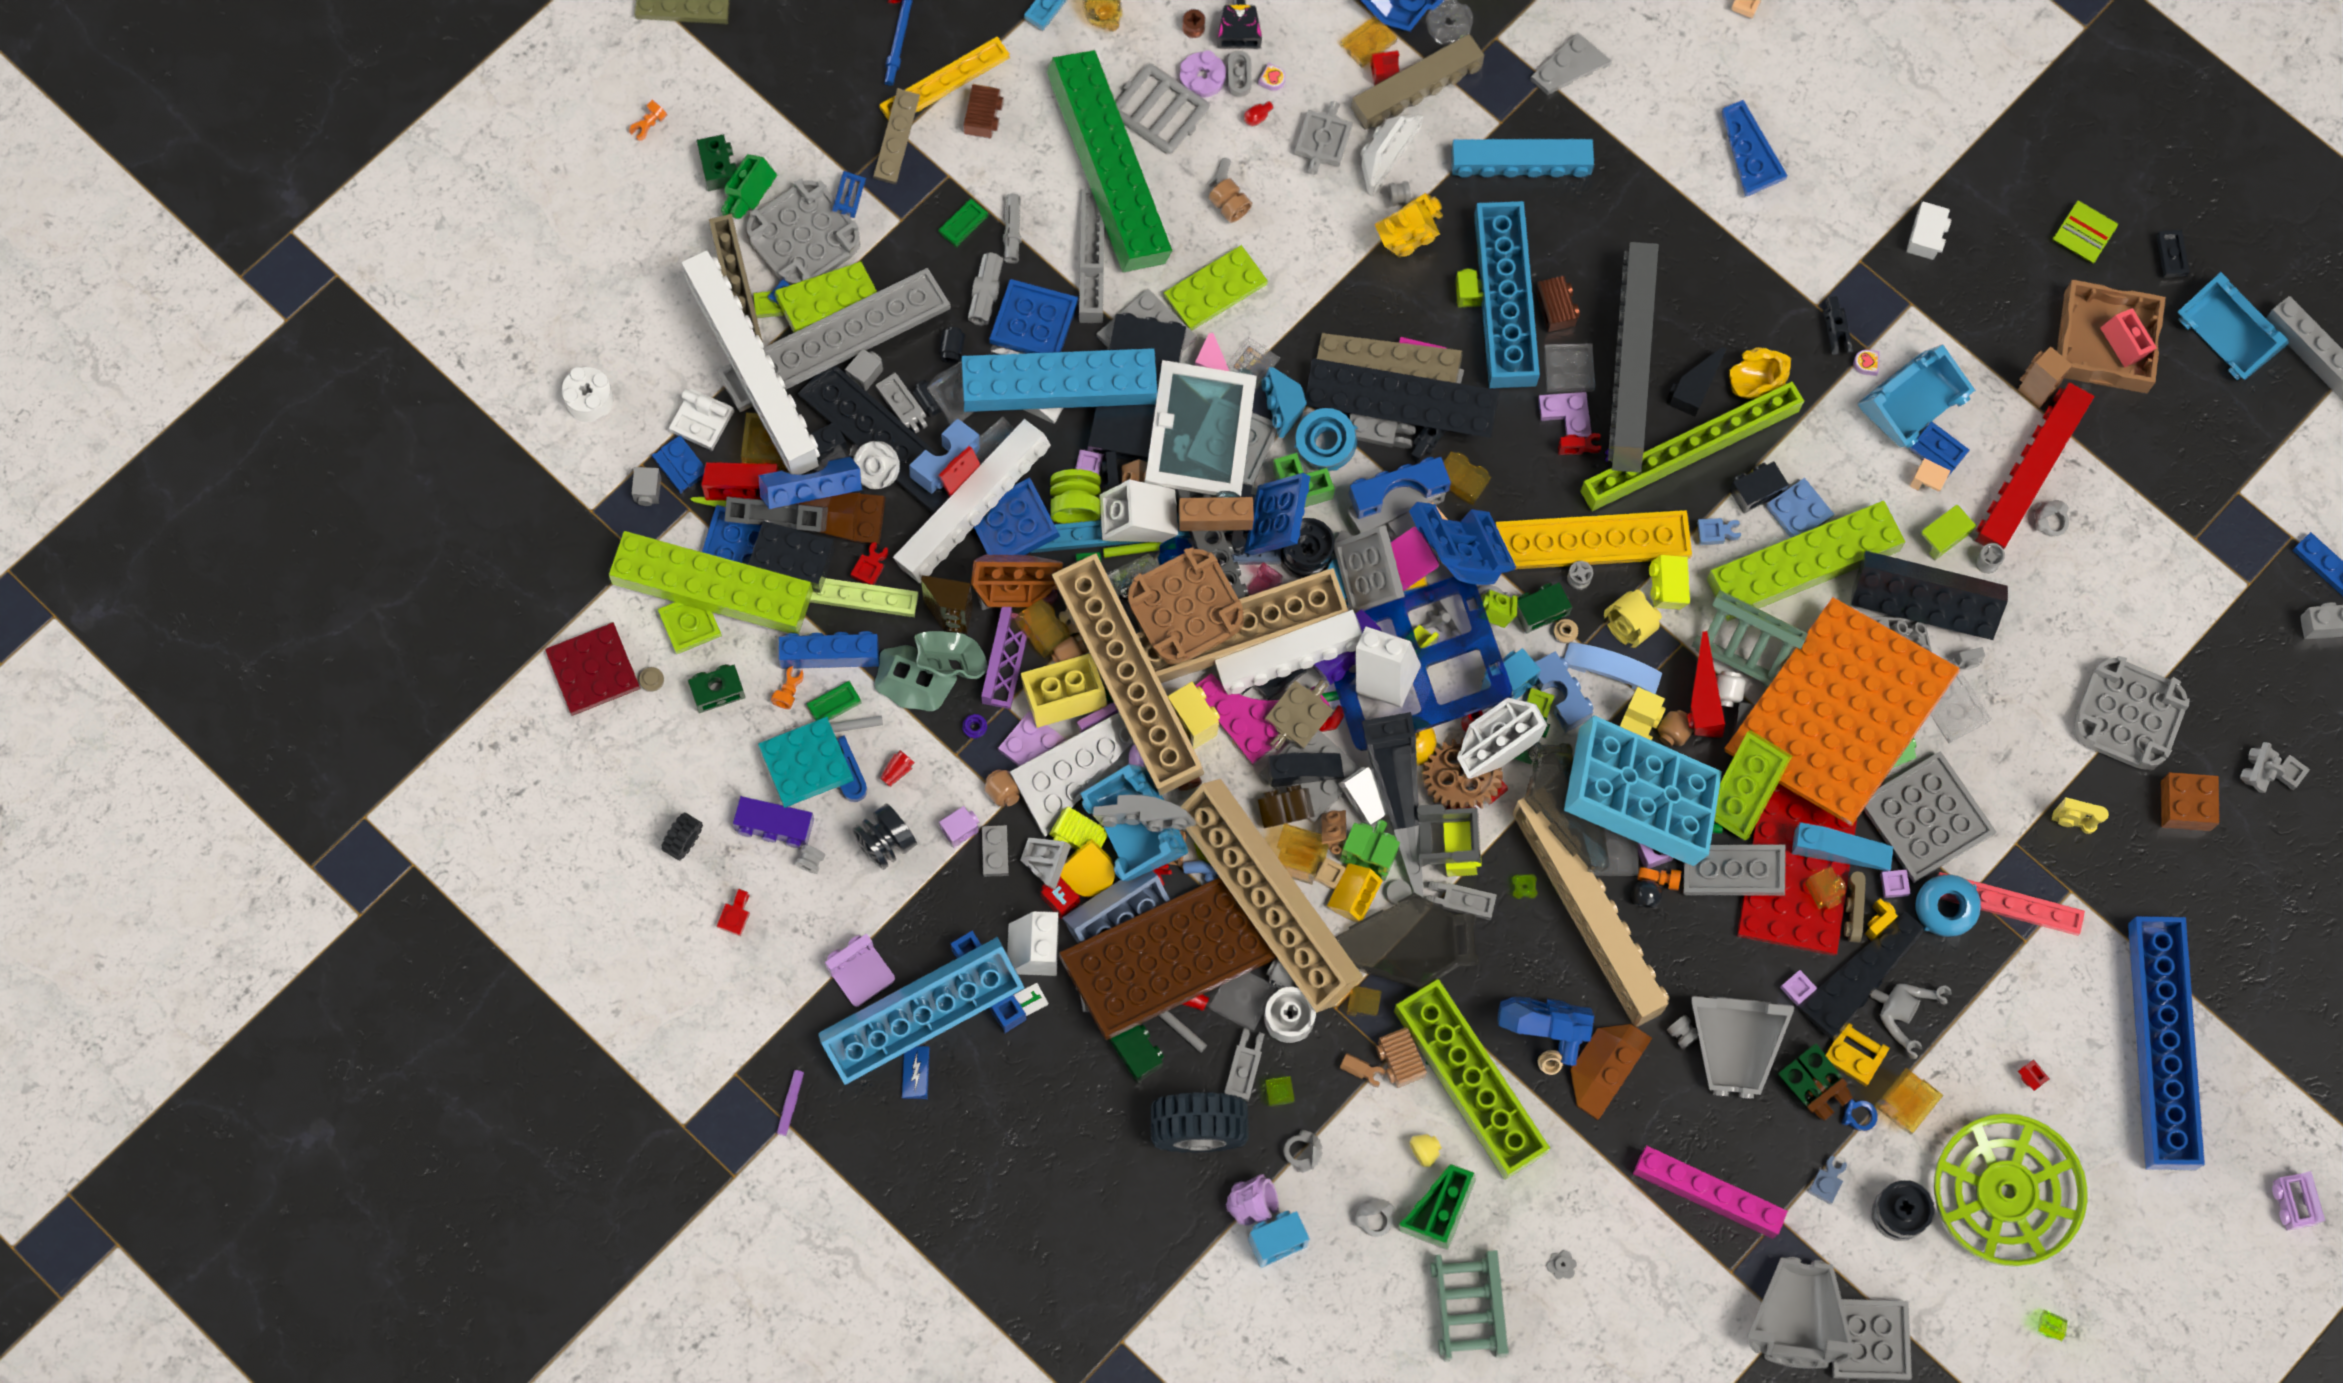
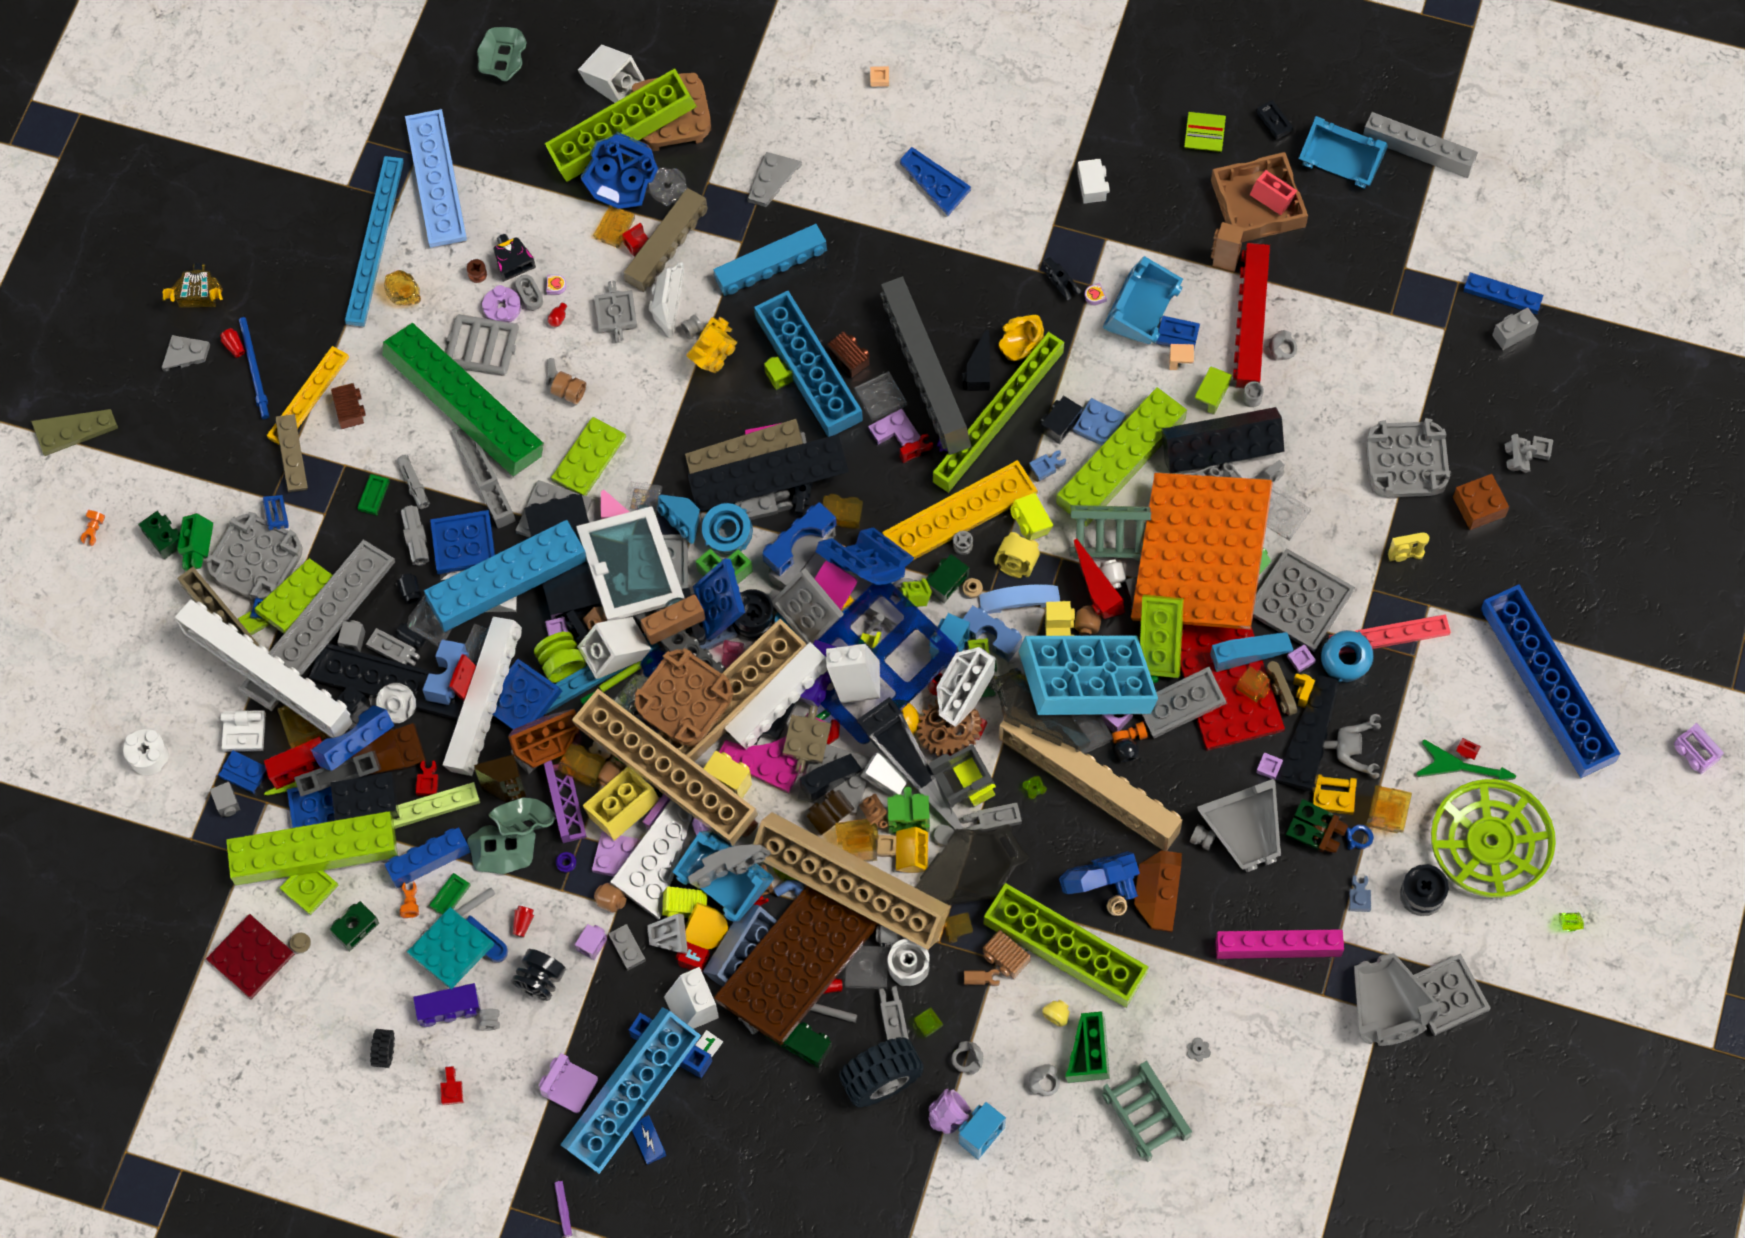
camera: 20 degrees left, 5 degrees down
(2002, 1080) = (1448, 763): none -> green piece

